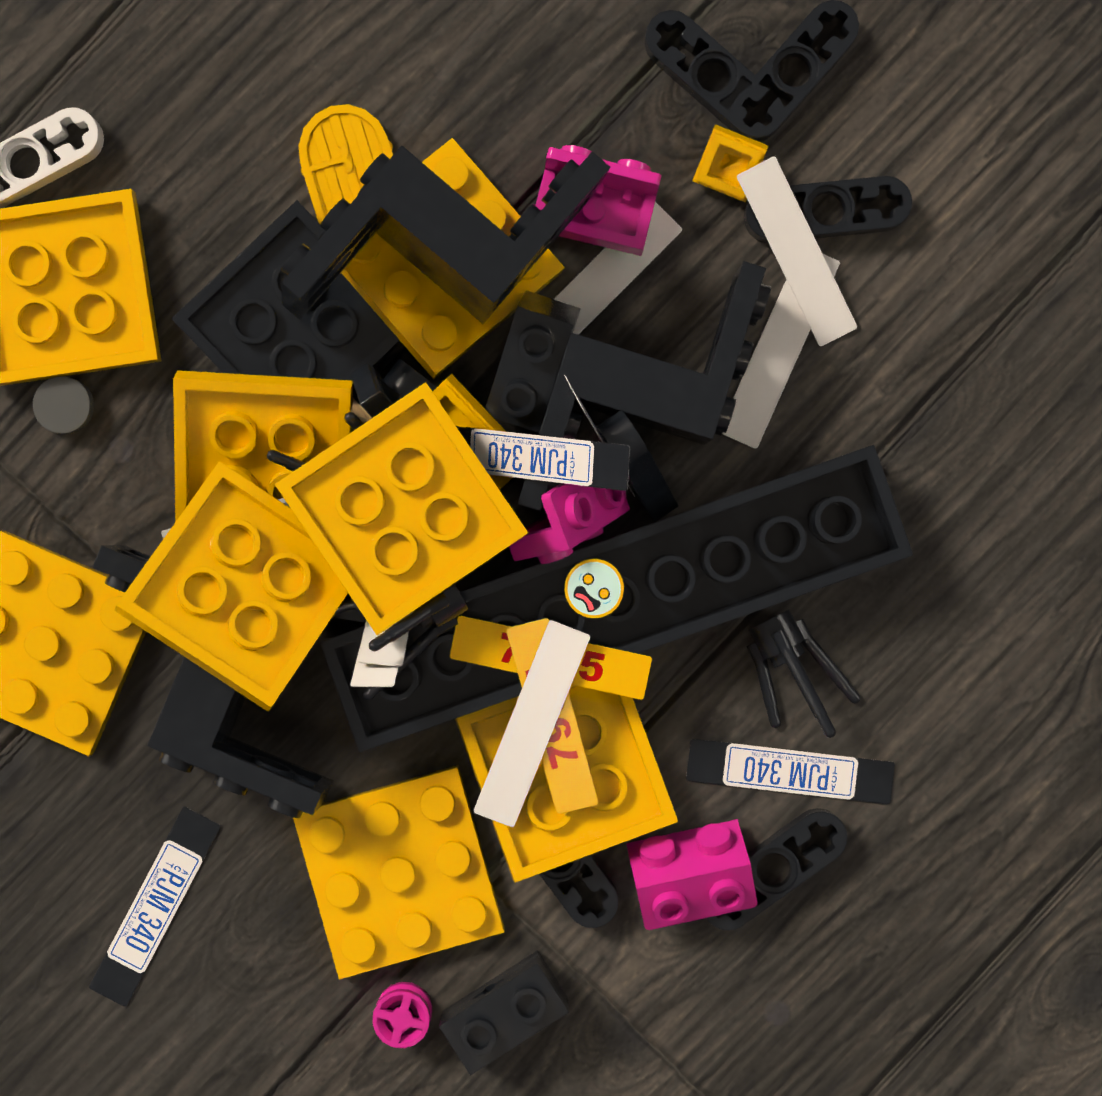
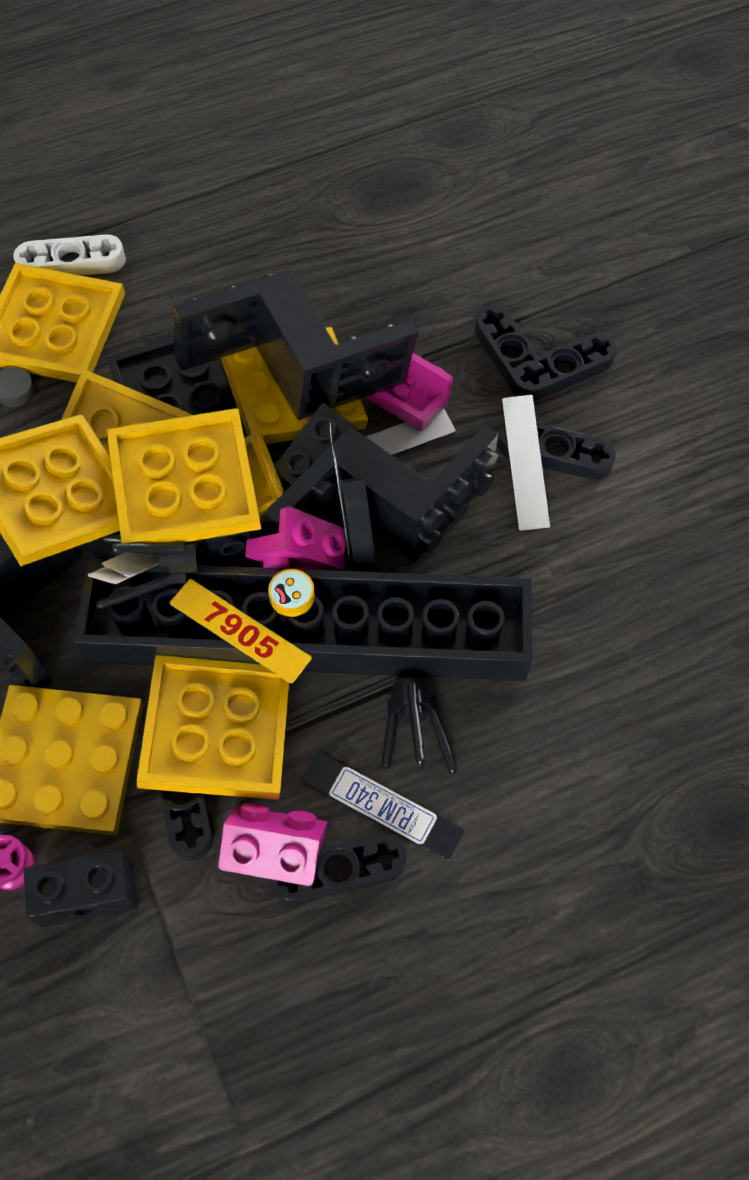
camera: 20 degrees right, 25 degrees down
(531, 723) = (203, 670): white sticker -> none
(550, 458) = (300, 487): sticker -> none
(564, 754) = (221, 673): yellow sticker -> none
(725, 158) = (491, 396): yellow tile -> none
(770, 367) = (478, 532): white sticker -> none

